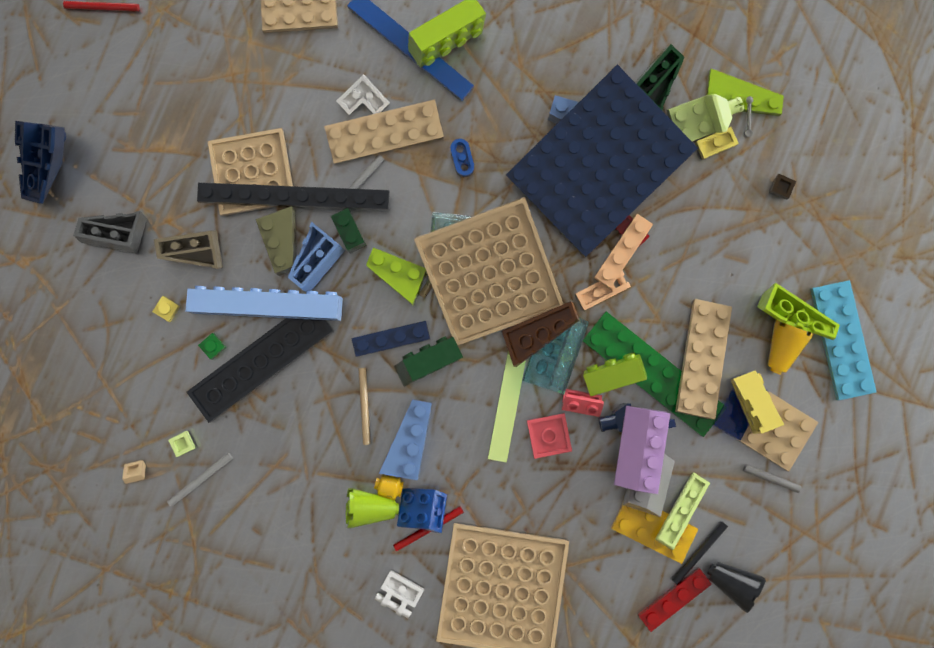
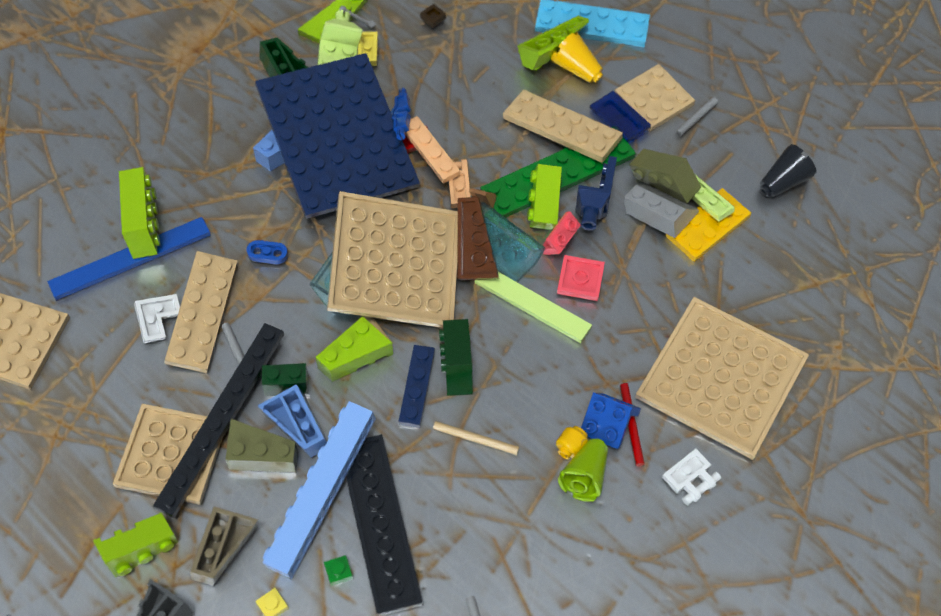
camera: 70 degrees left, 25 degrees down
(165, 185) = (136, 545): none -> lime wedge
(408, 446) = (533, 403): medium blue wedge -> none
(595, 319) = (487, 197): none -> medium nougat slope
(642, 211) = (400, 114): none -> blue piece
(642, 449) = (627, 186): lavender slope -> none
(674, 599) = (784, 233): red plate -> none
(685, 473) = (666, 173): none -> olive wedge
(699, 553) = (746, 197): black bar -> none
(756, 402) = (622, 95): light yellow wedge -> none

